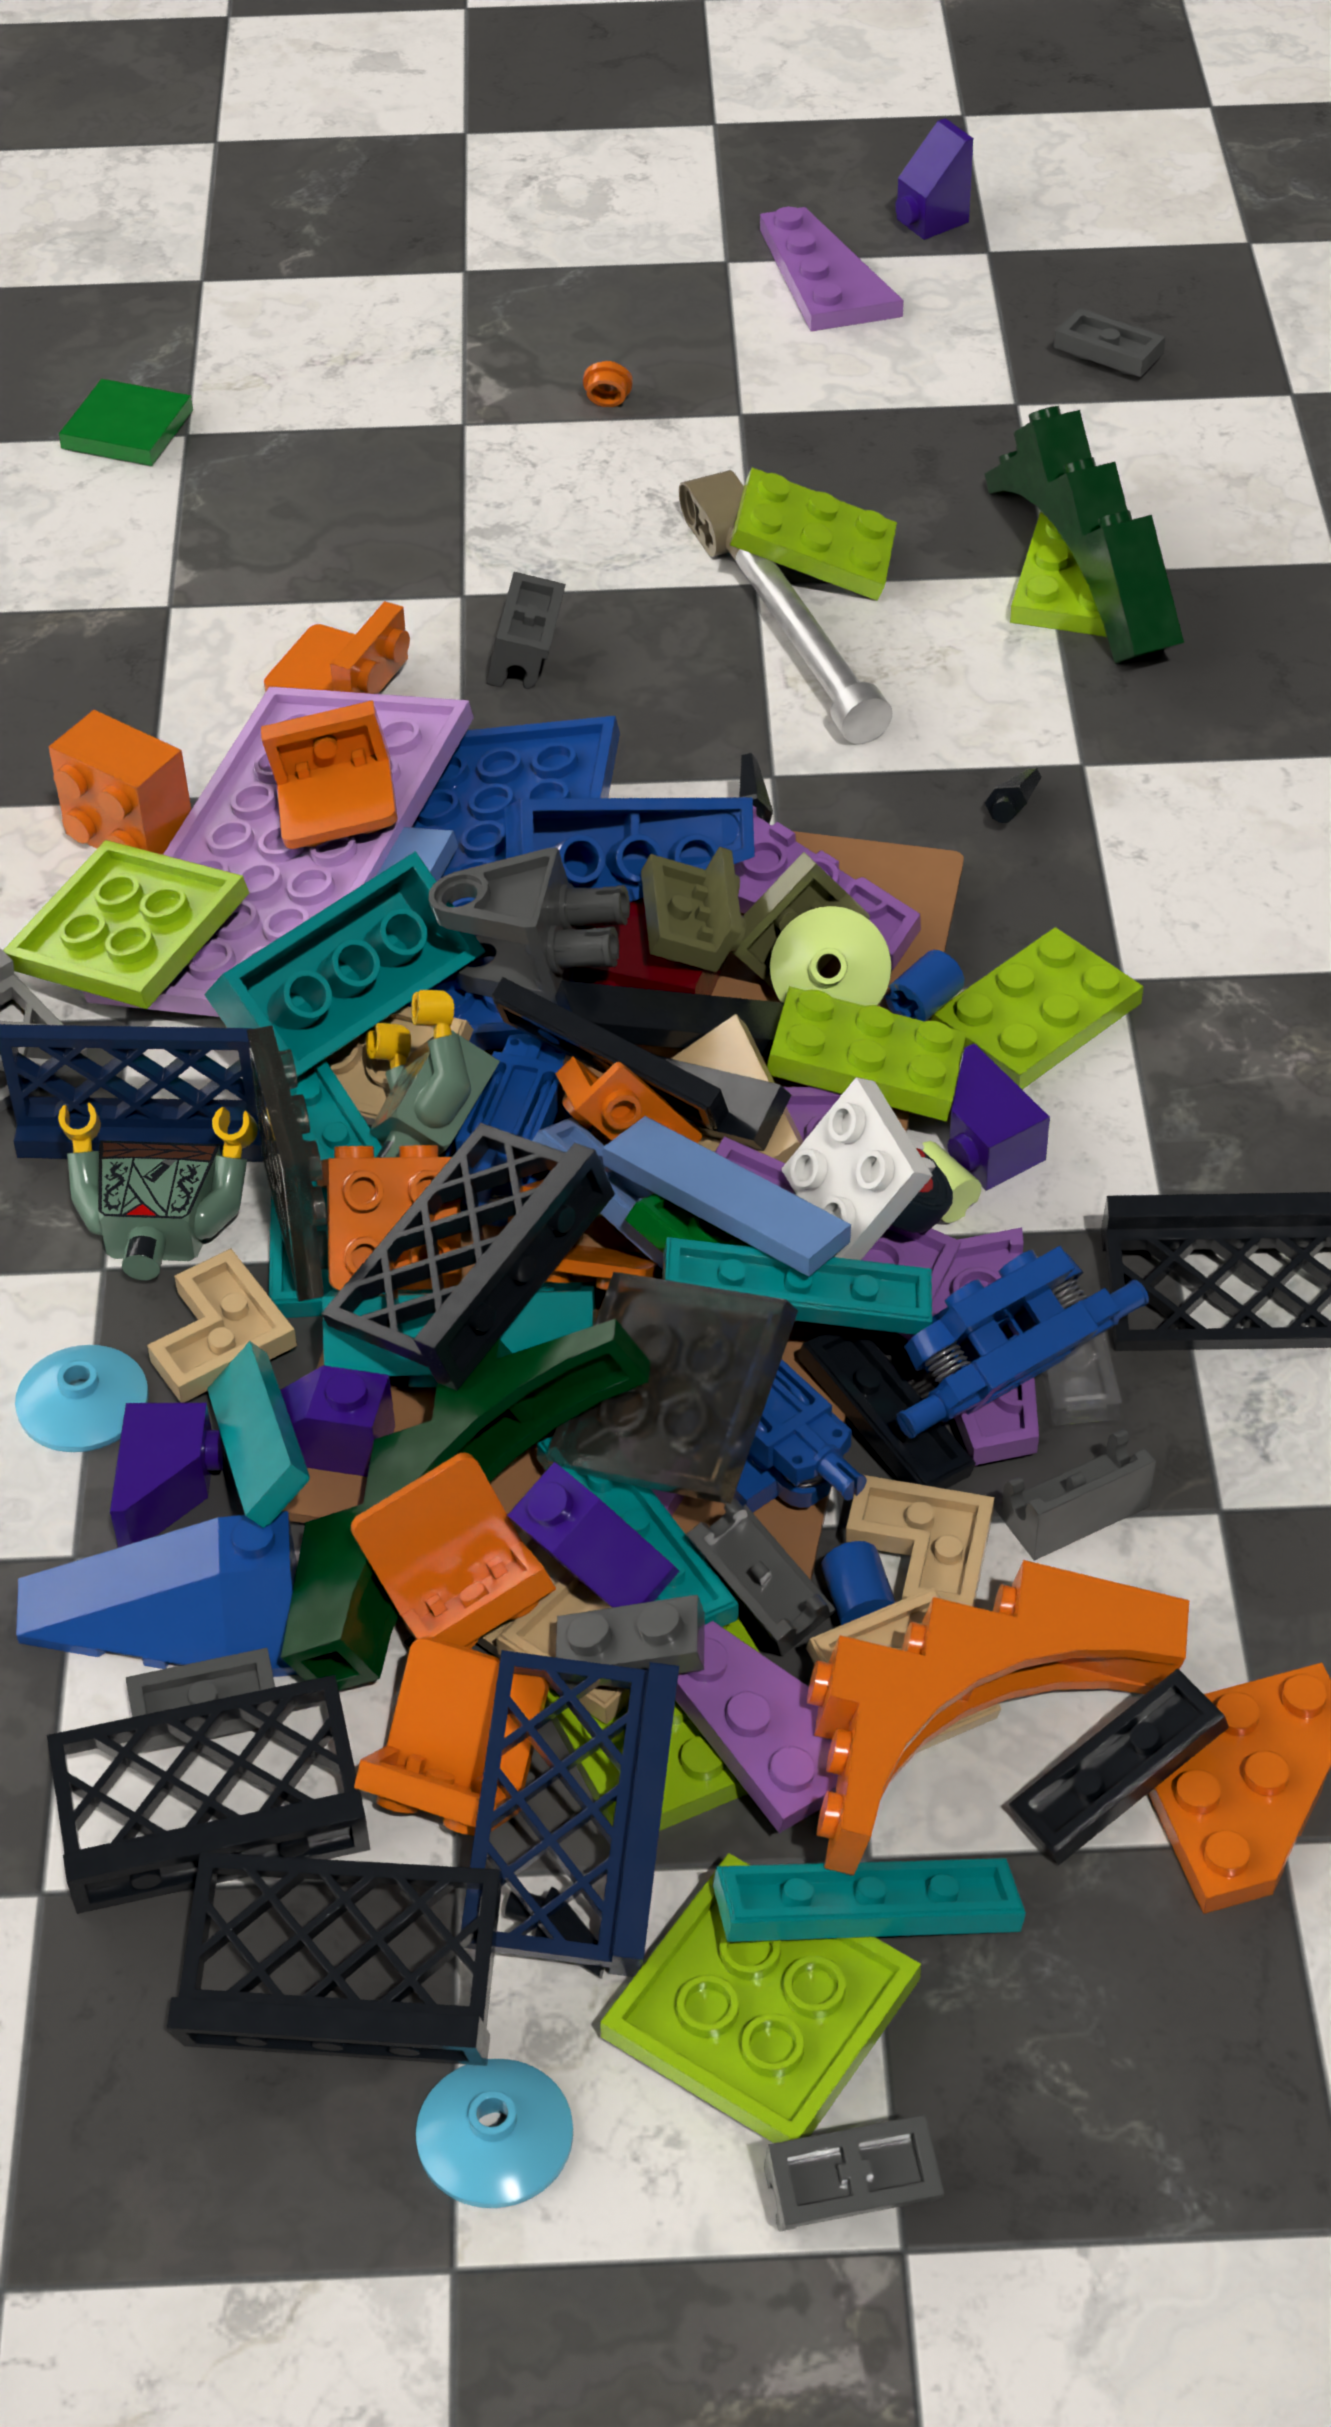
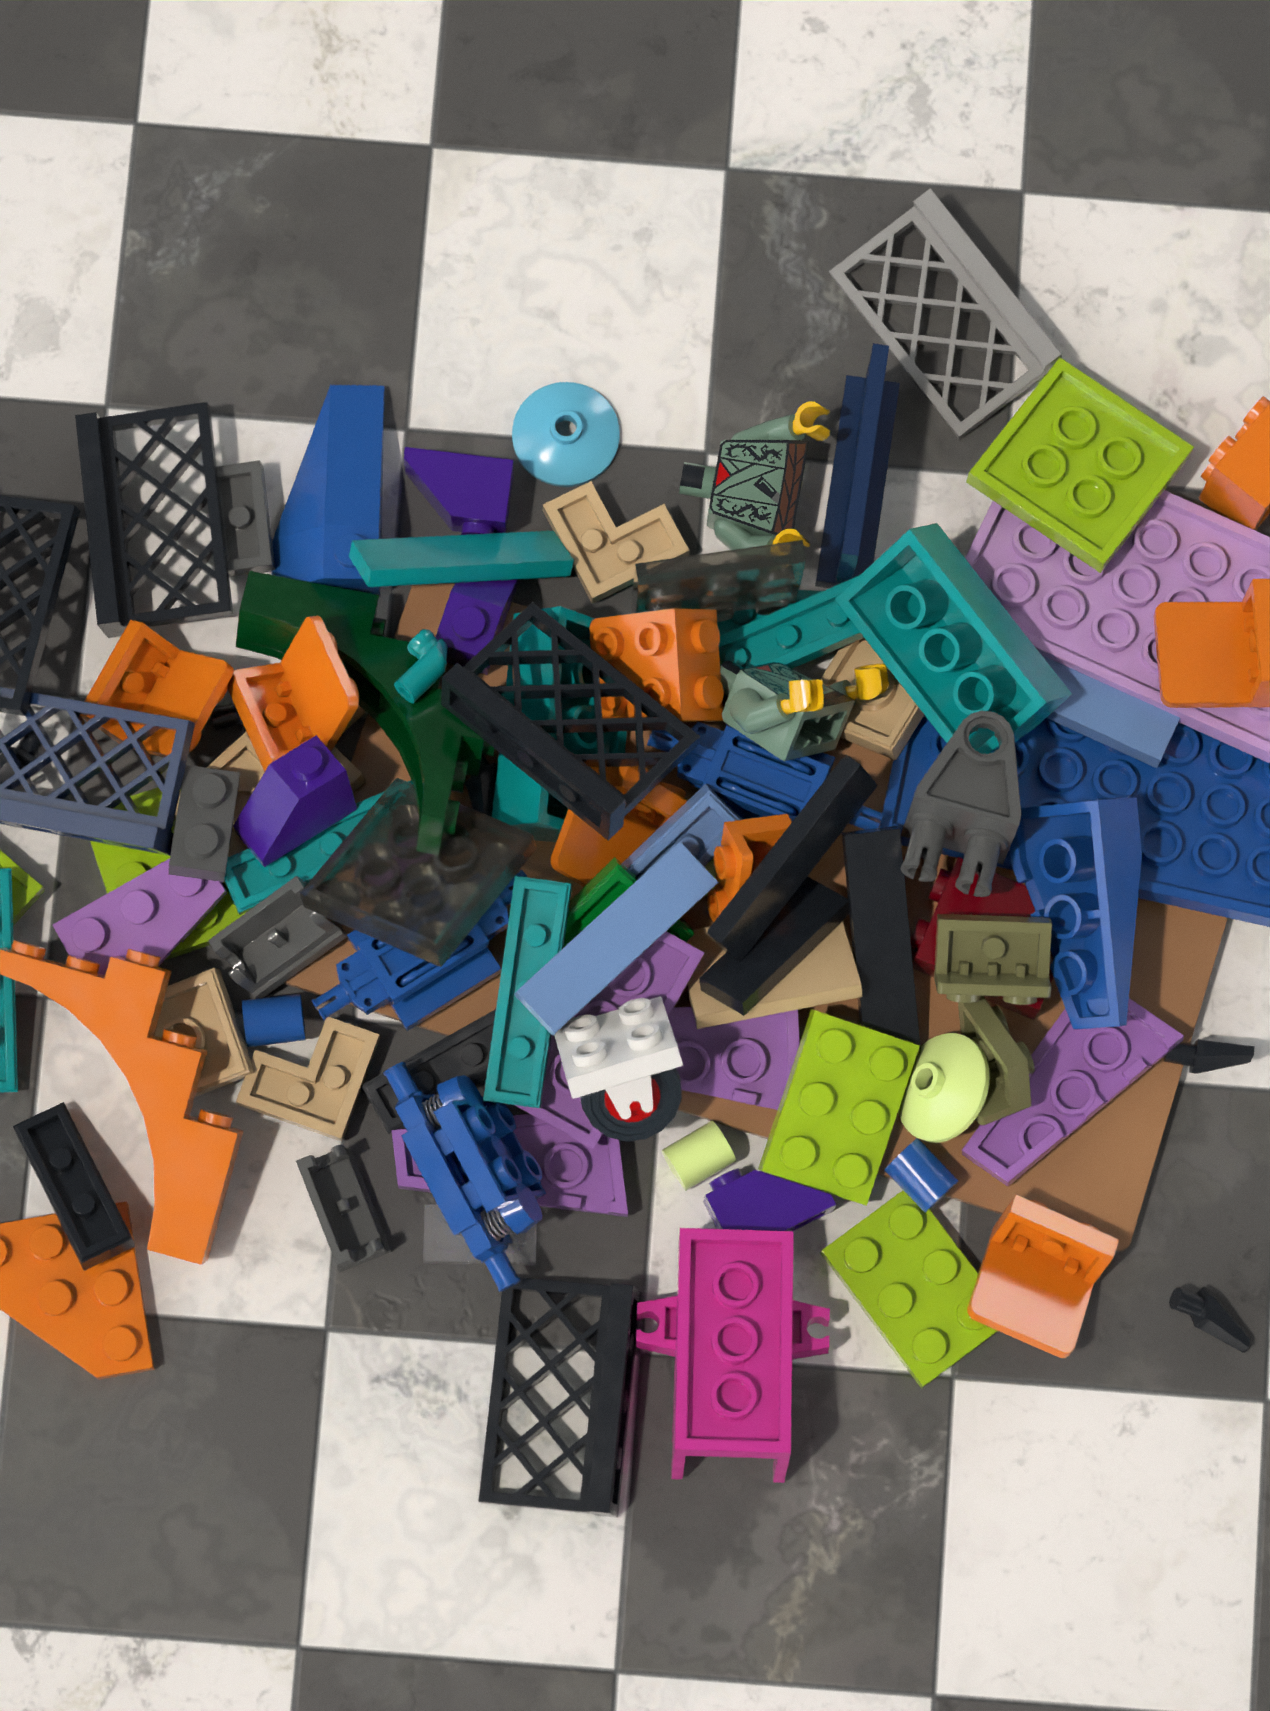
camera: 90 degrees right, 30 degrees up
(402, 1413) = (427, 669): none -> teal arm
(1001, 909) = (1039, 1275): none -> orange bracket
(1166, 1106) = (733, 1344): none -> dark pink piece

